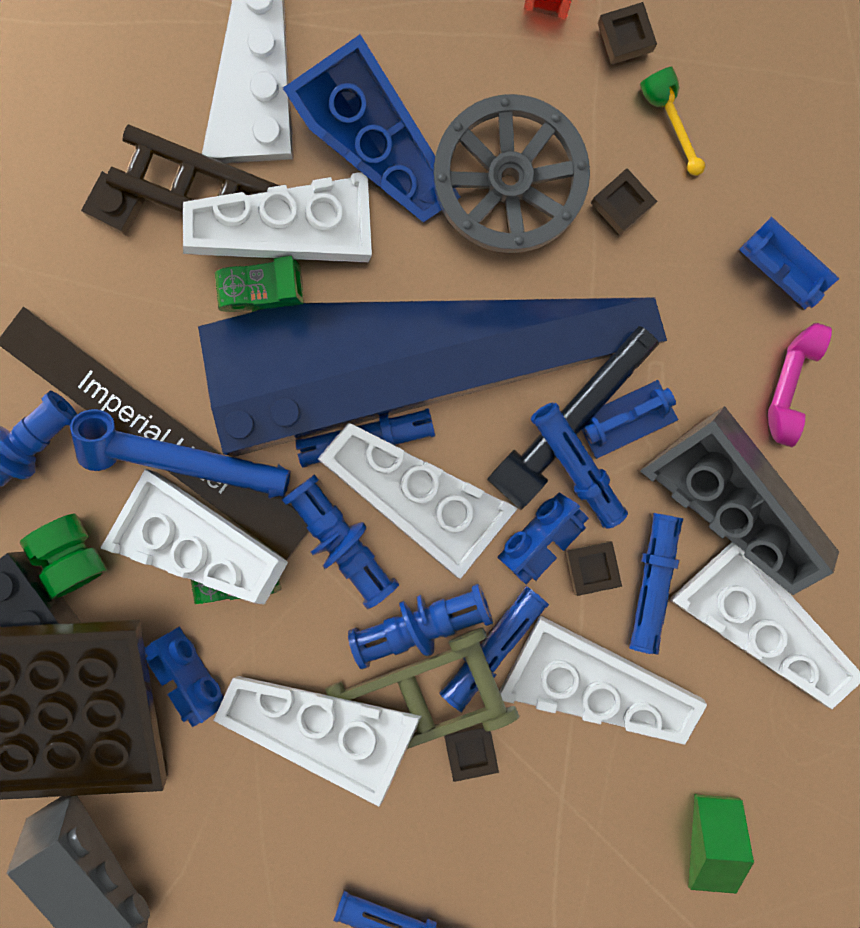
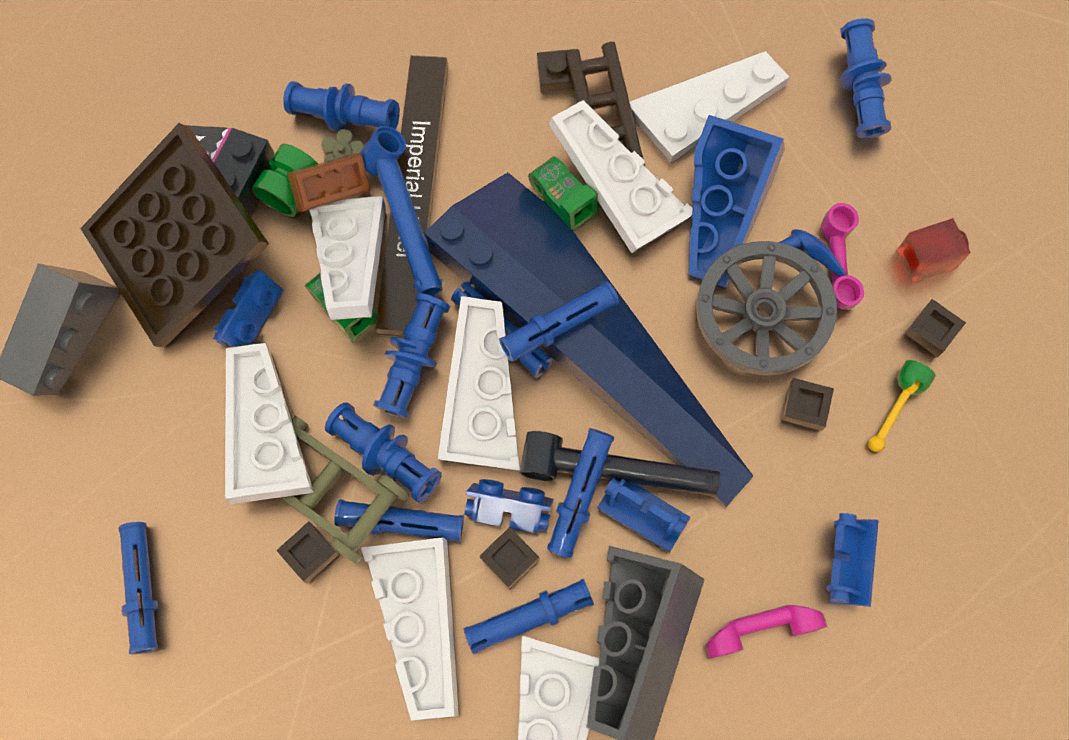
camera: 70 degrees right, 15 degrees down
(61, 479) = (342, 147): none -> olive plant
(96, 515) = (329, 182): none -> dark orange plate
(408, 386) = (545, 328): none -> blue pin
(467, 48) = (836, 226): none -> dark pink bar
(476, 86) = (815, 249): none -> blue bar

